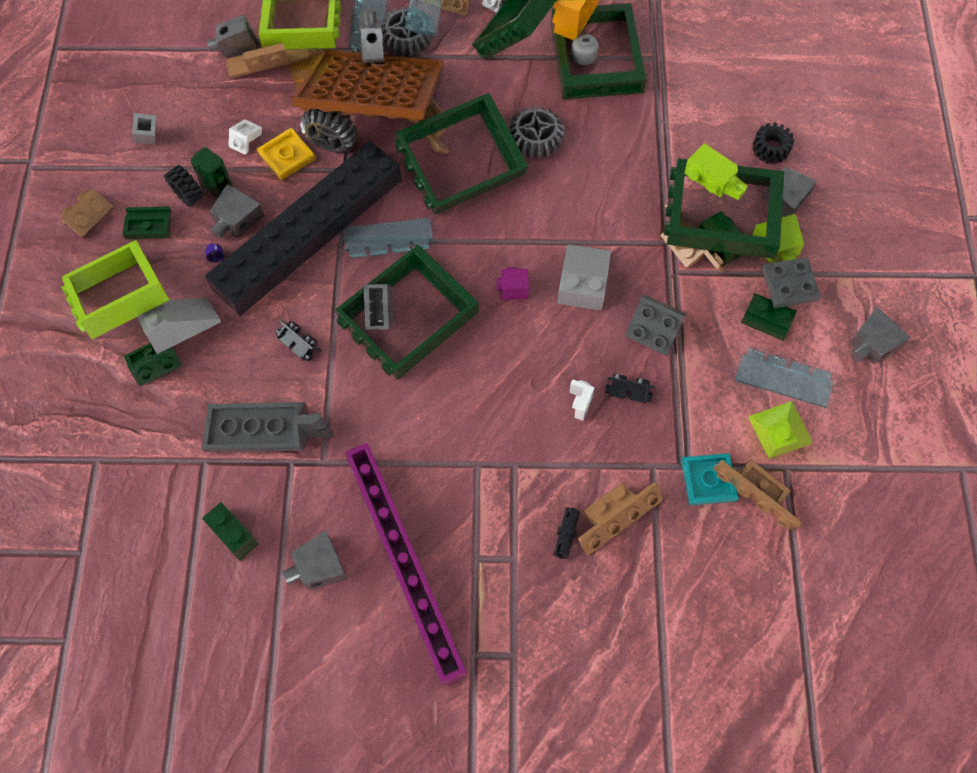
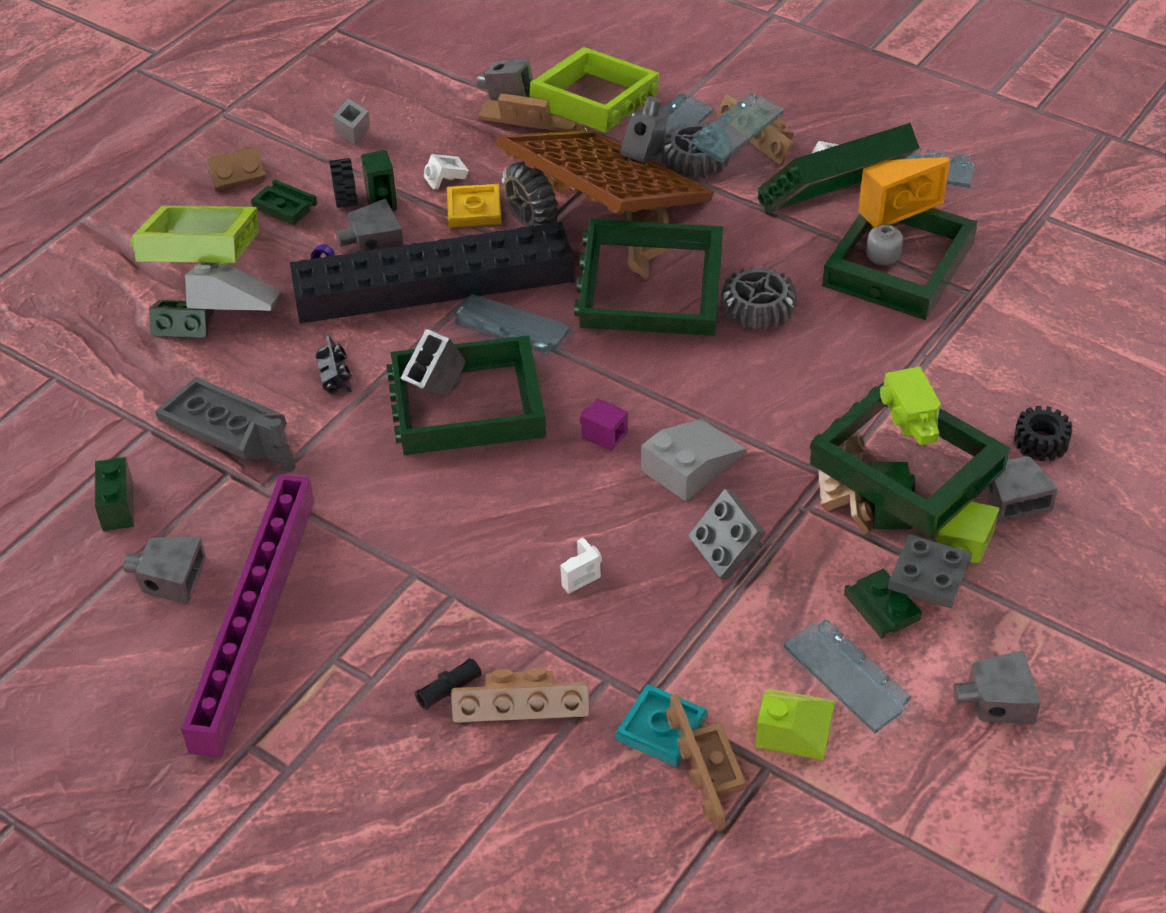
camera: 35 degrees right, 20 degrees down
(638, 389) = (656, 592): black hinge -> none

